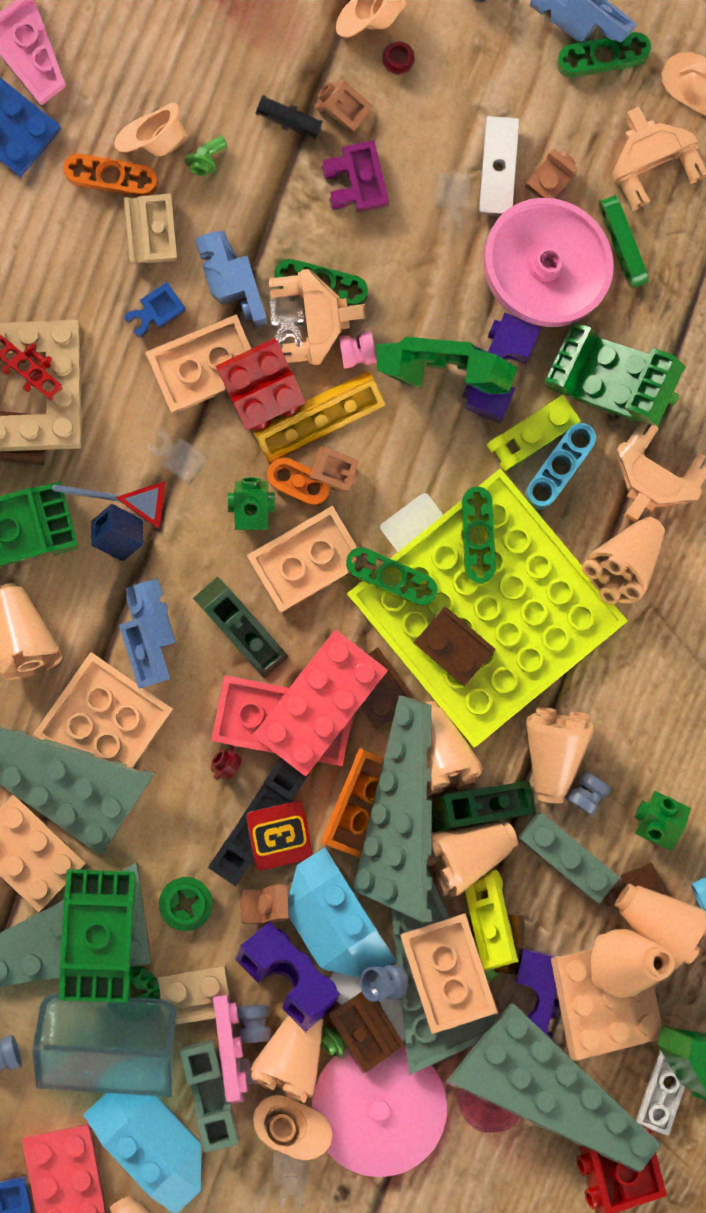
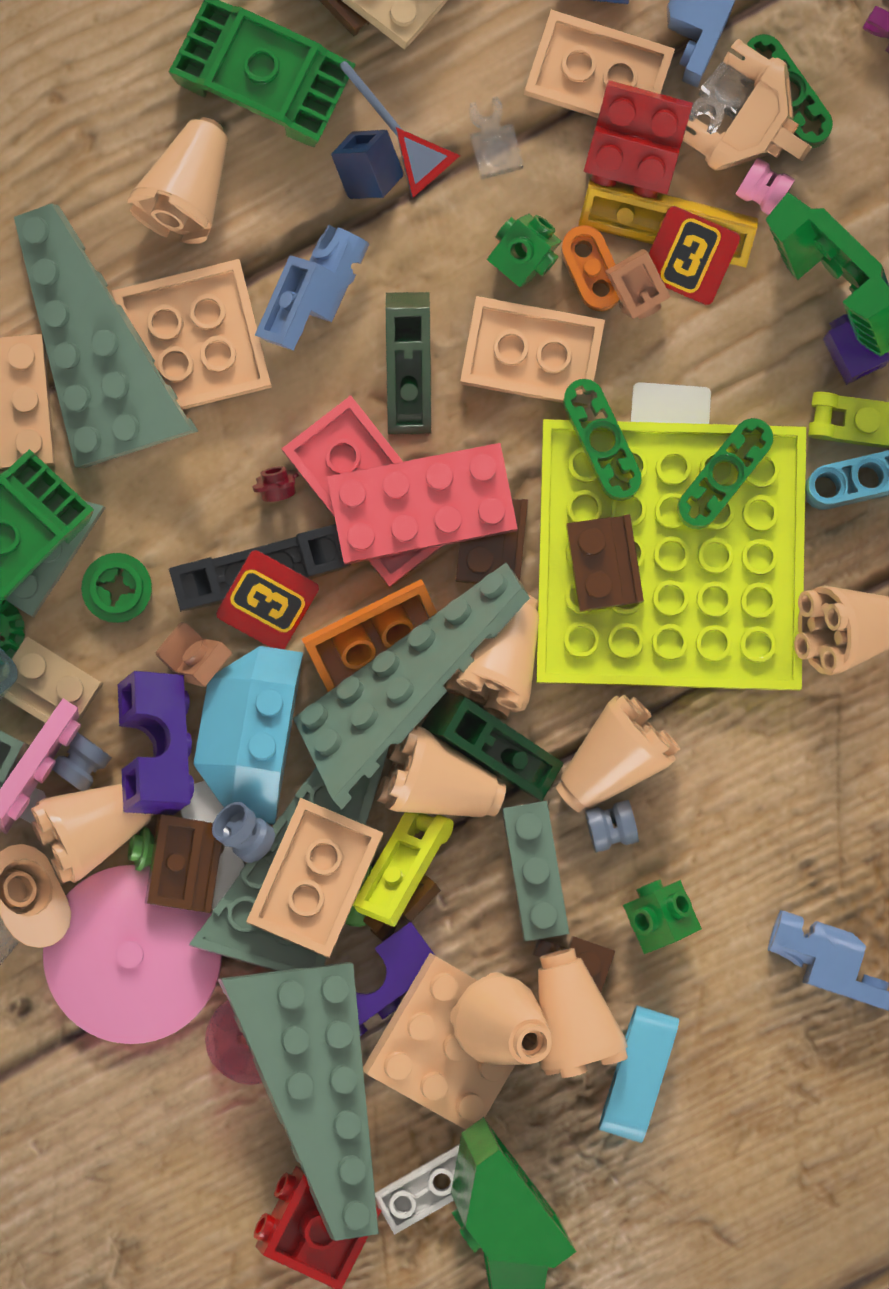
camera: 40 degrees right, 0 degrees up
(349, 424) = (692, 254): none -> sticker

